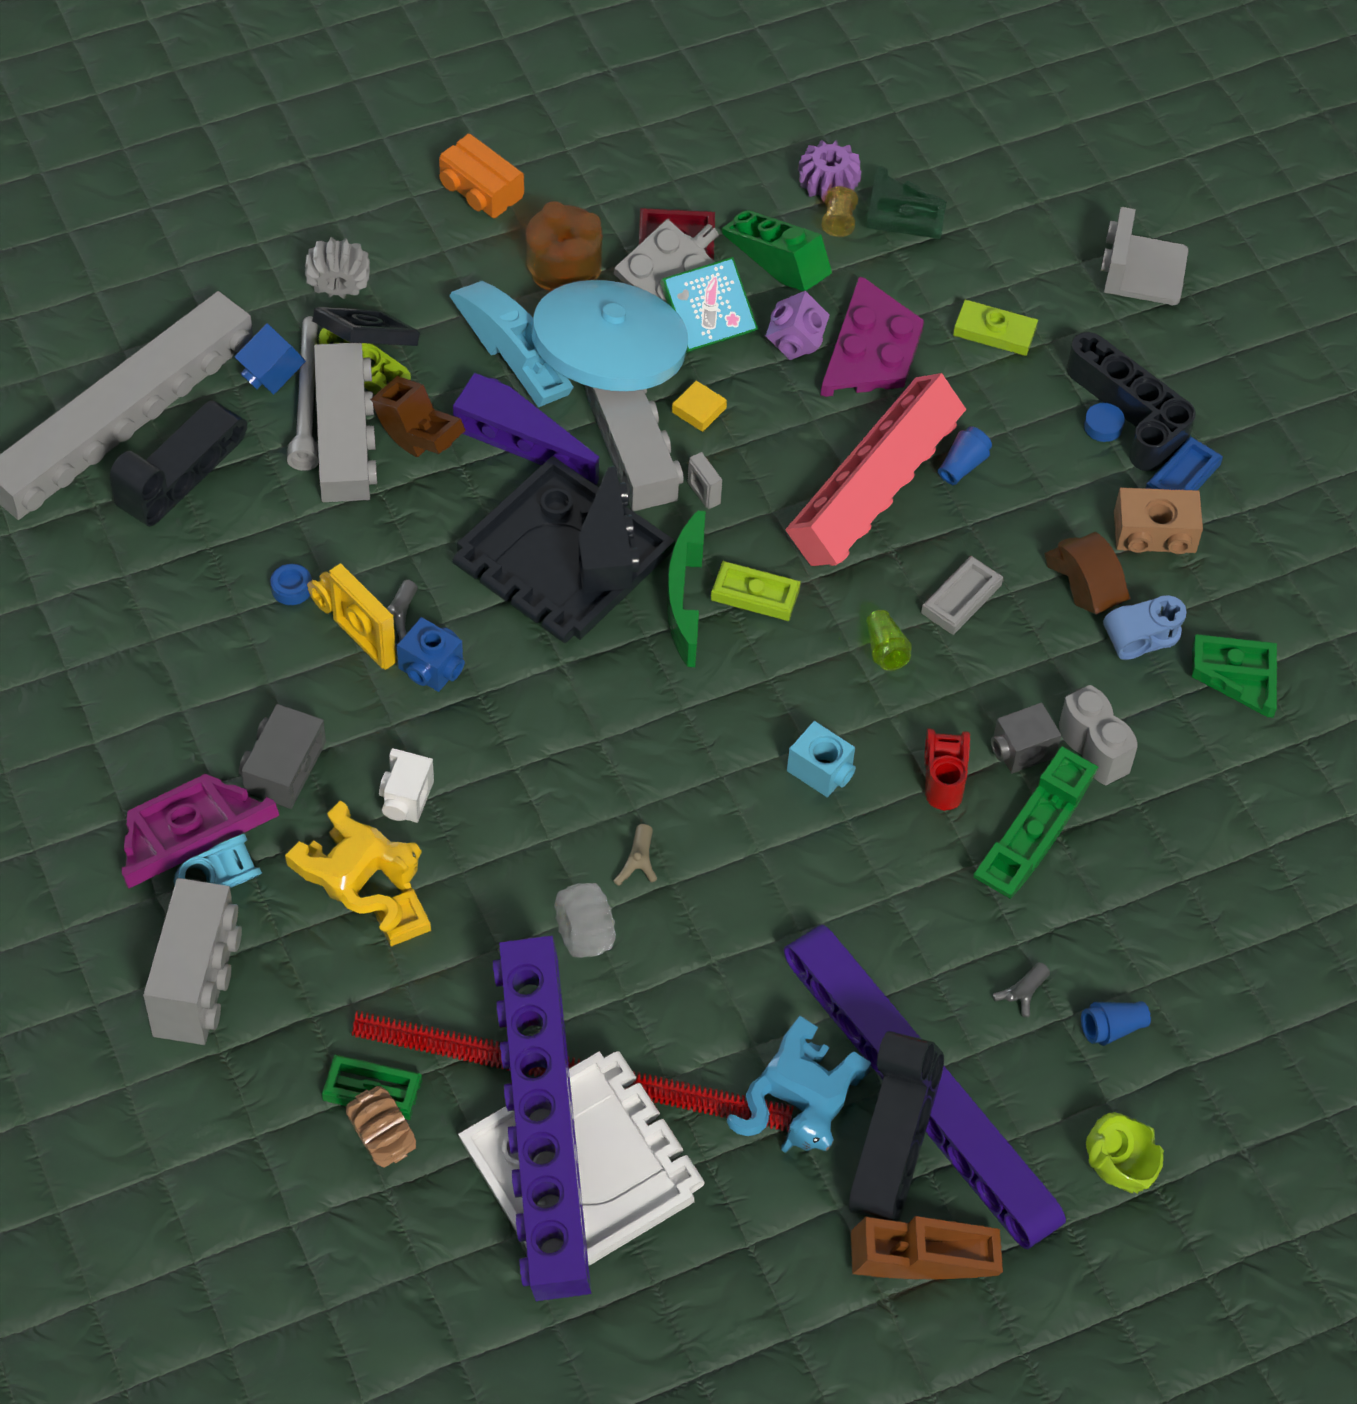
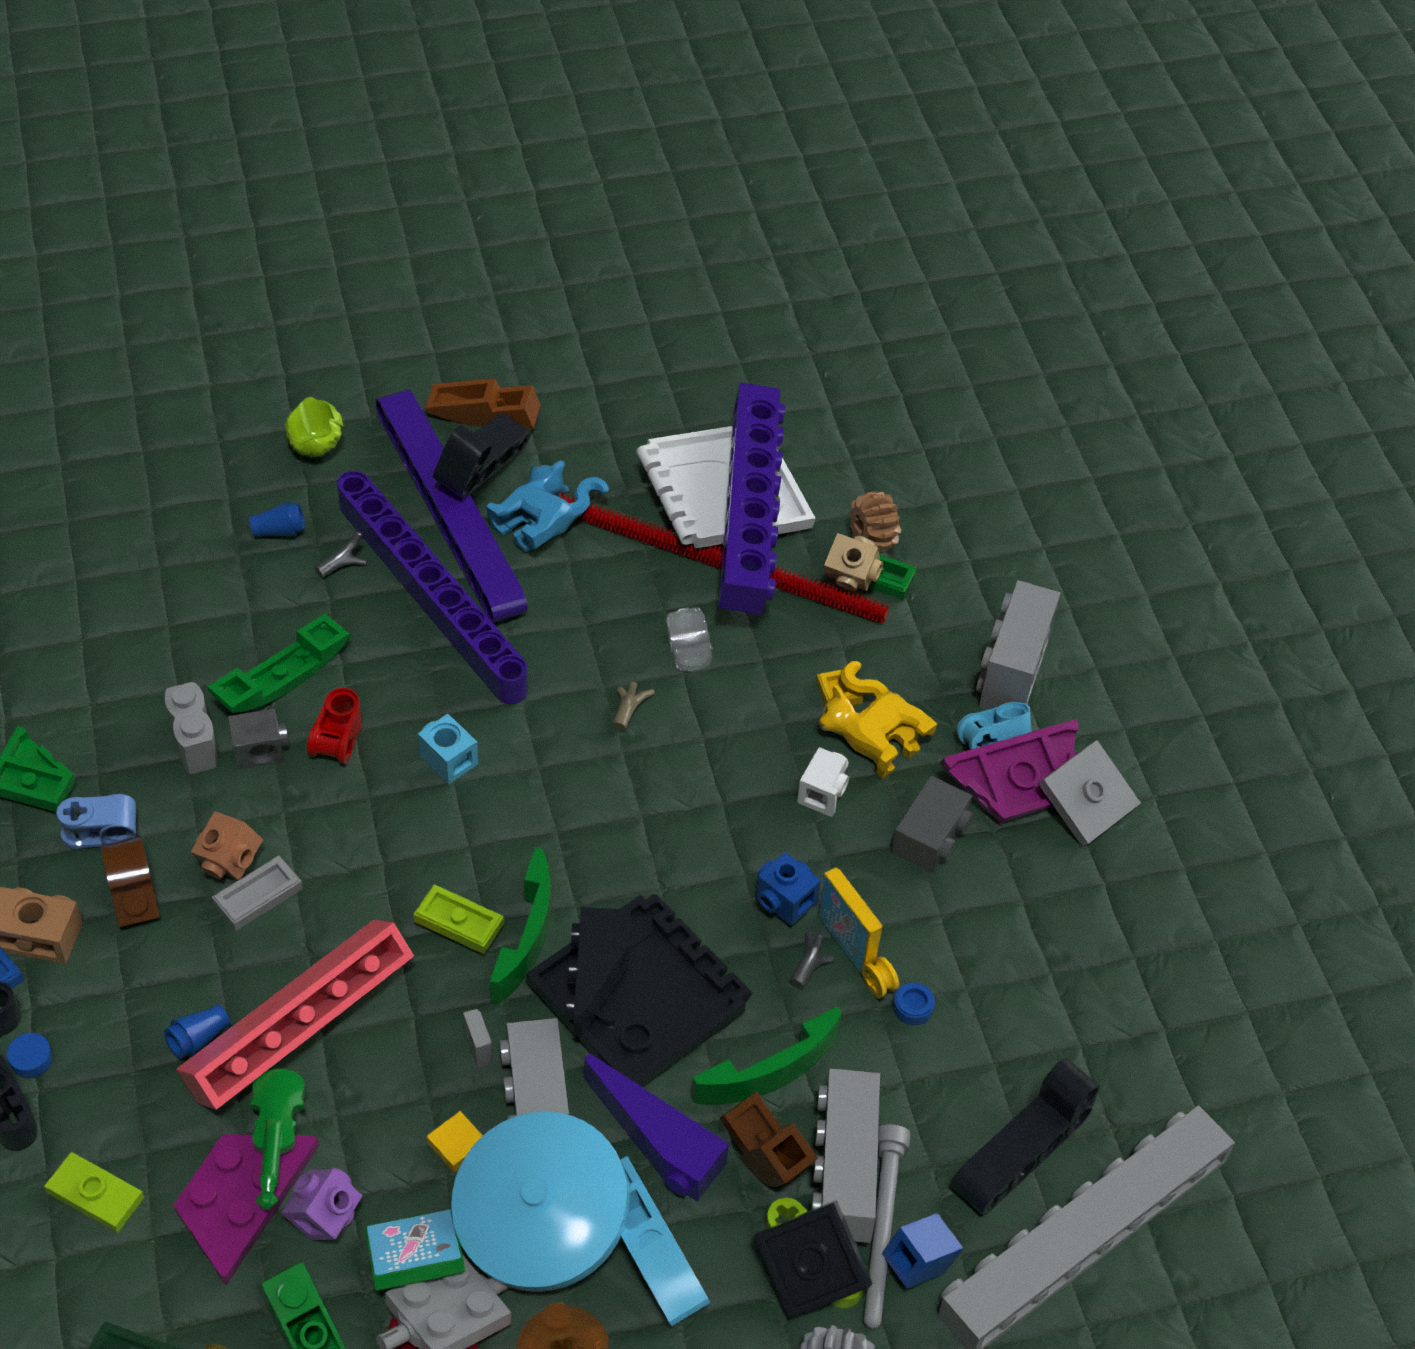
camera: 170 degrees left, 5 degrees down
(110, 812) = (1089, 793): none -> light grey plate
(402, 1047) = (853, 562): none -> tan brick
(463, 472) = (725, 1085): none -> green slope
(866, 399) = (277, 1098): none -> green piece
(887, 641) = (348, 849): clear neon green cone -> none
(914, 977) = (433, 588): none -> dark purple beam
(1006, 610) = (226, 846): none -> nougat brick

